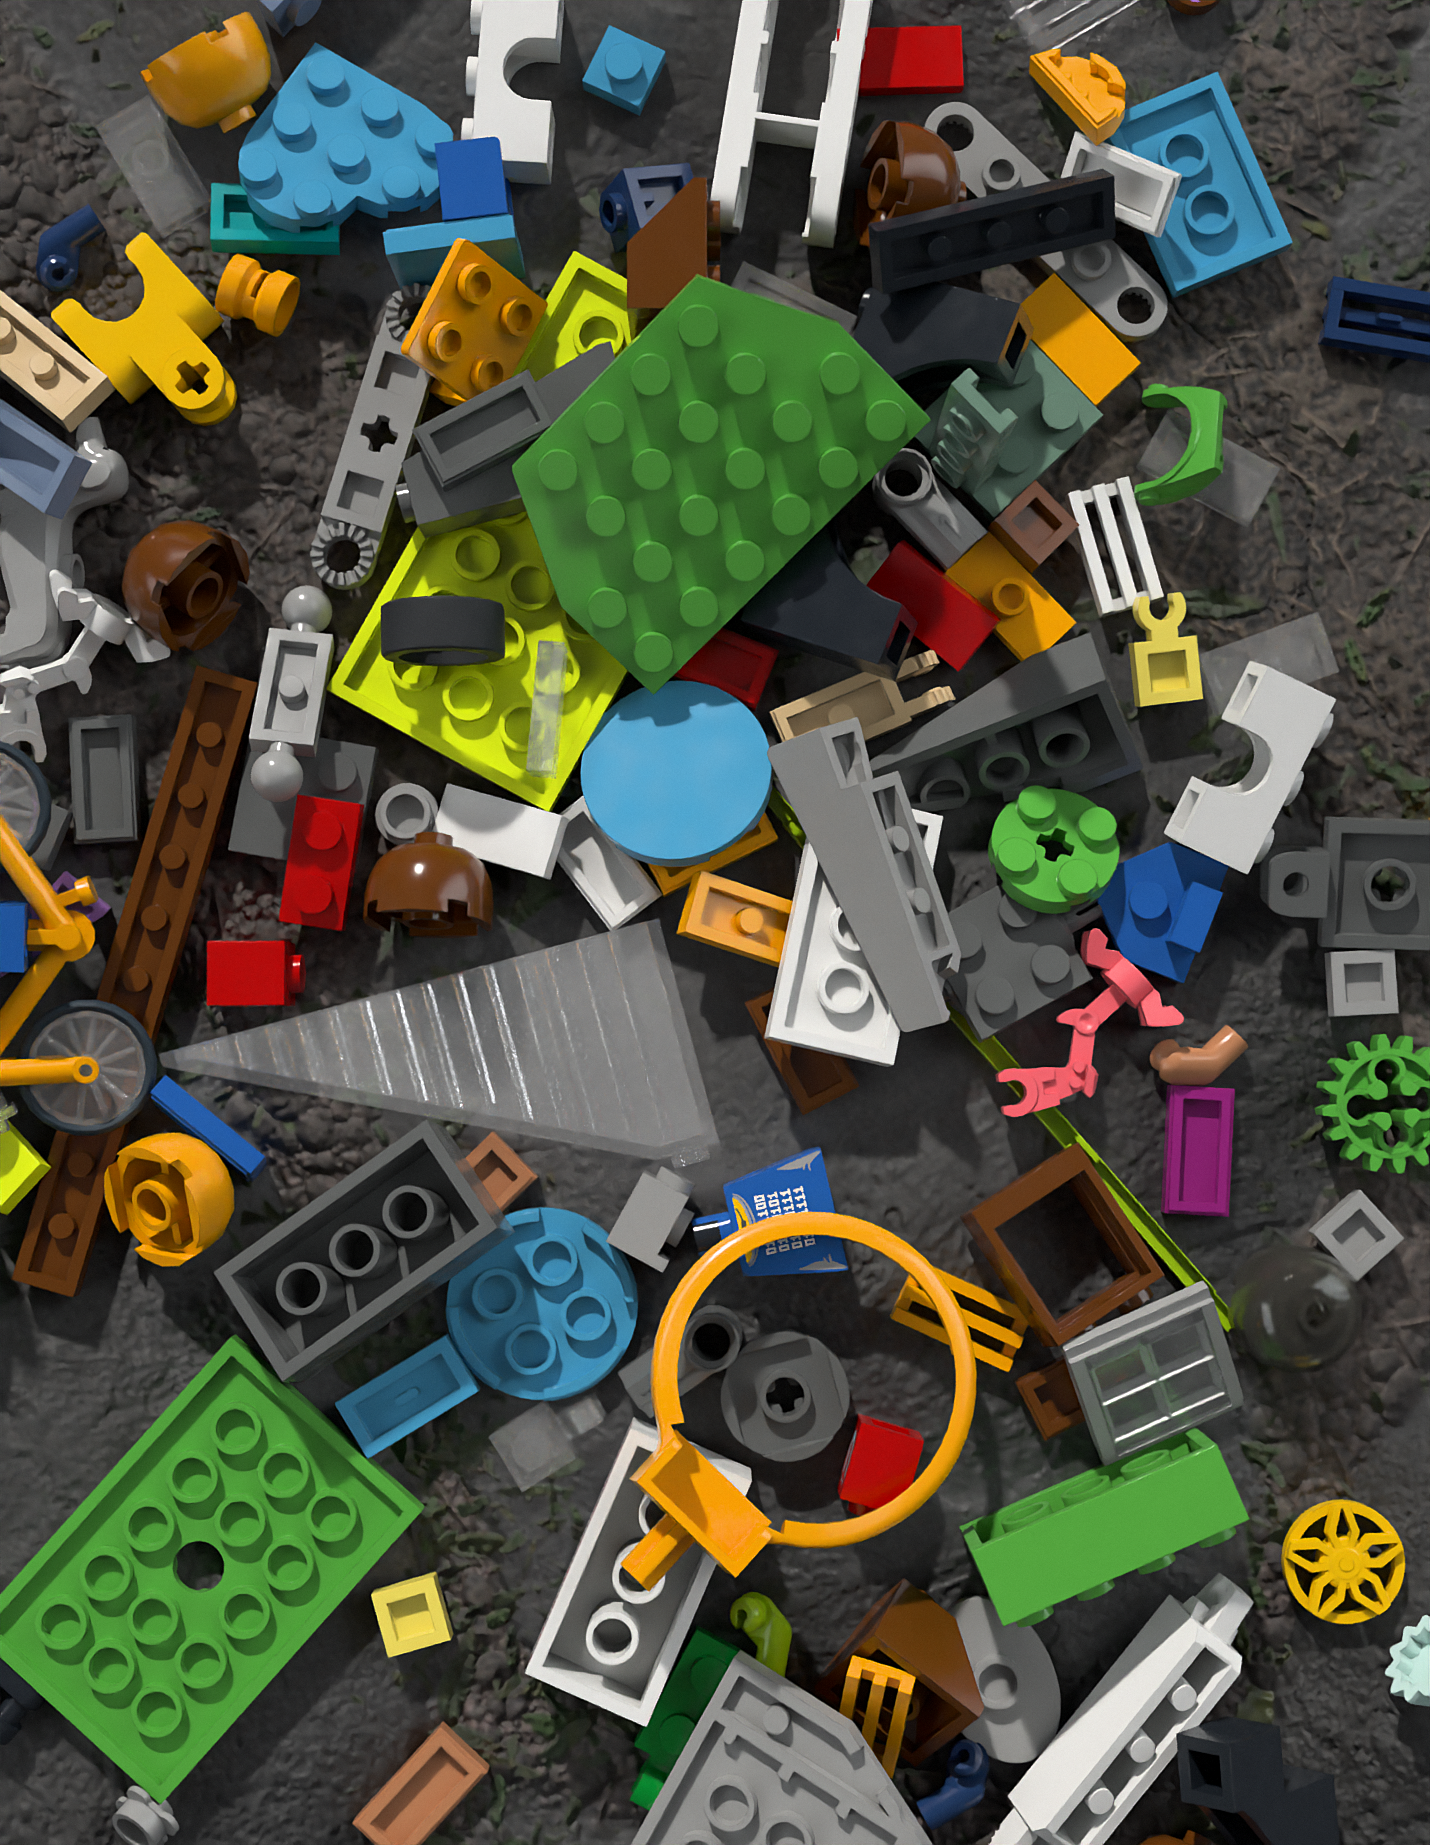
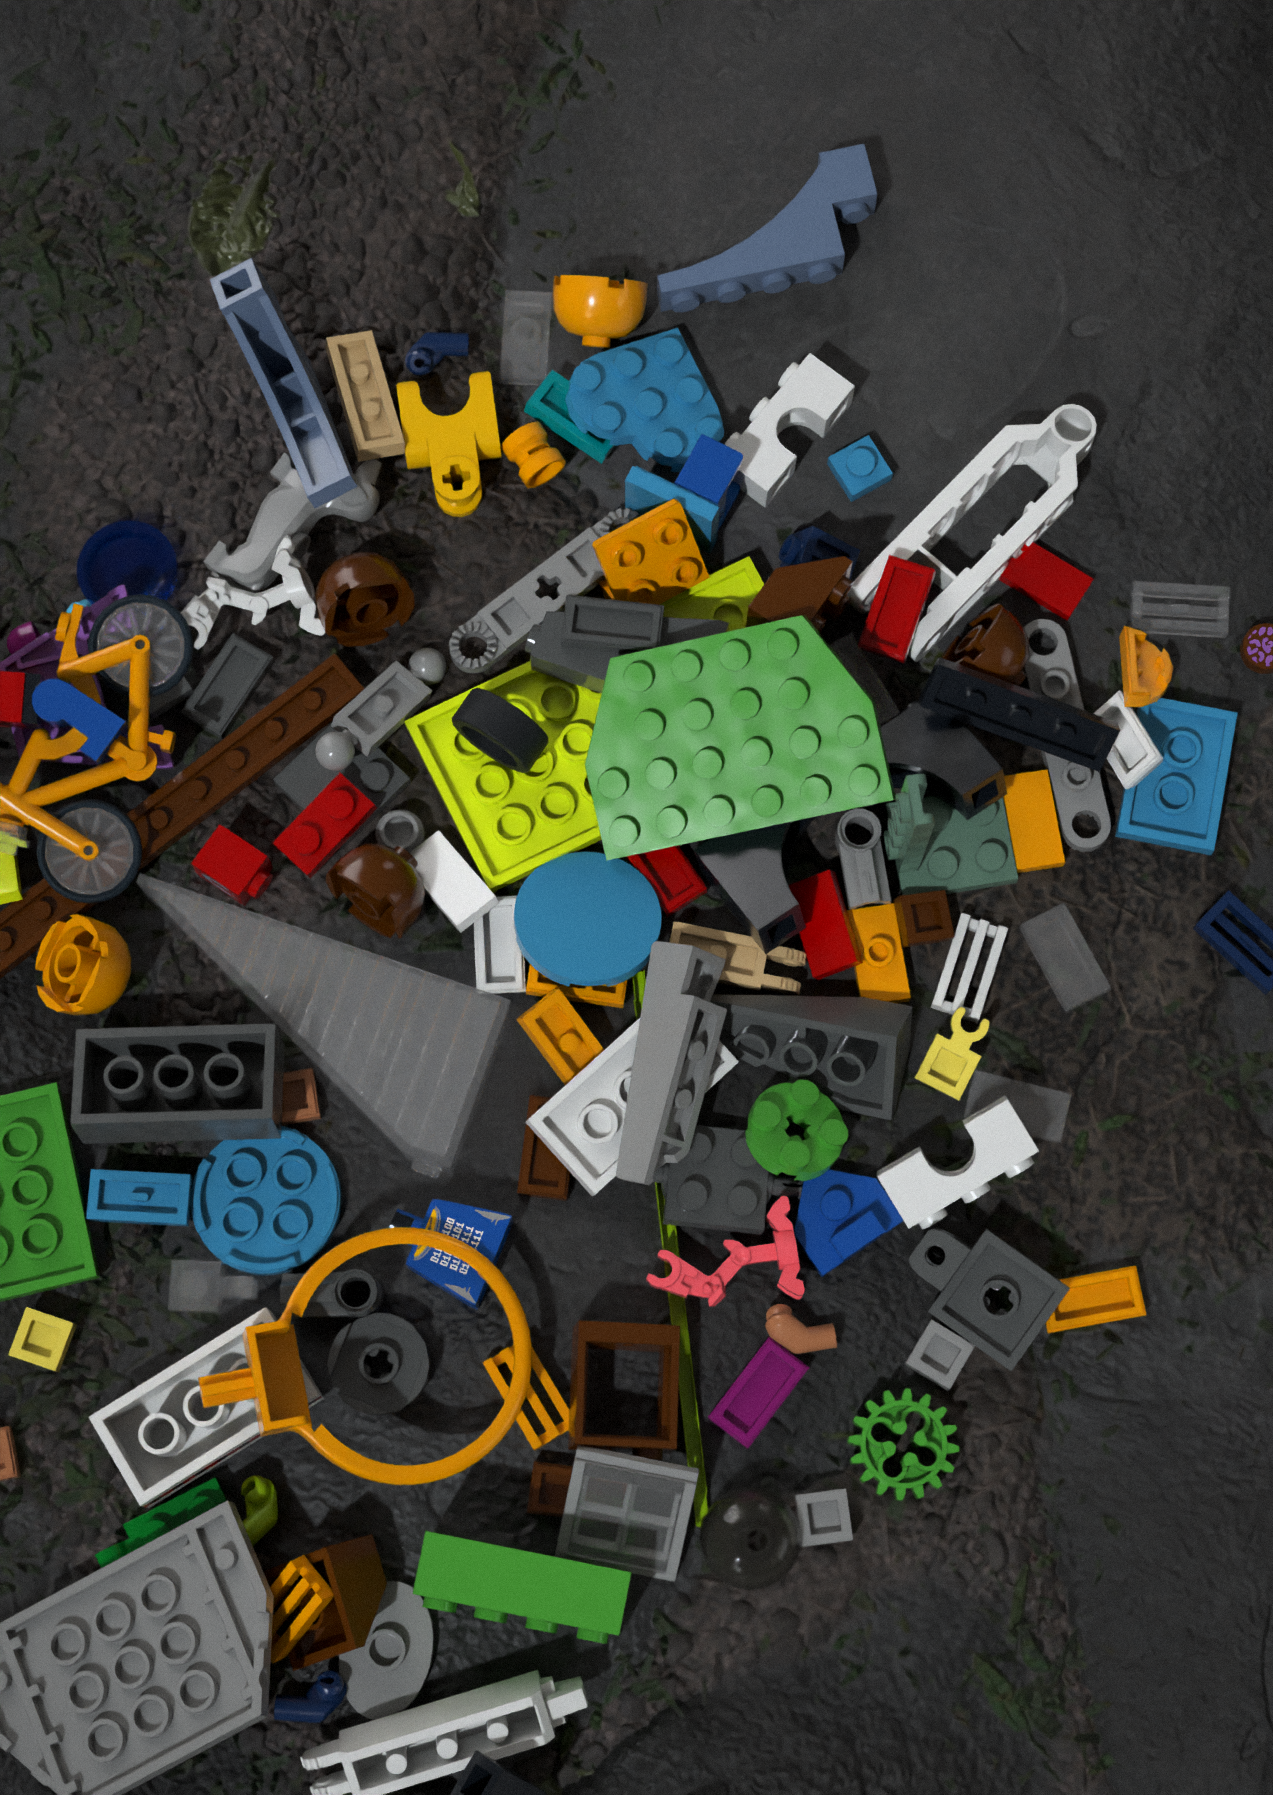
camera: 30 degrees right, 10 degrees down
(207, 1127) = (134, 933): blue tile -> none
(547, 709) = (532, 823): clear tile -> none
(653, 1217) = (375, 1190): light grey brick -> none
(779, 201) = (896, 609): none -> red tile
(878, 1464) = (408, 1444): red brick -> none
(1204, 454) = (1063, 943): bright green helmet -> none
(1343, 1562) = (668, 1733): yellow wheel -> none

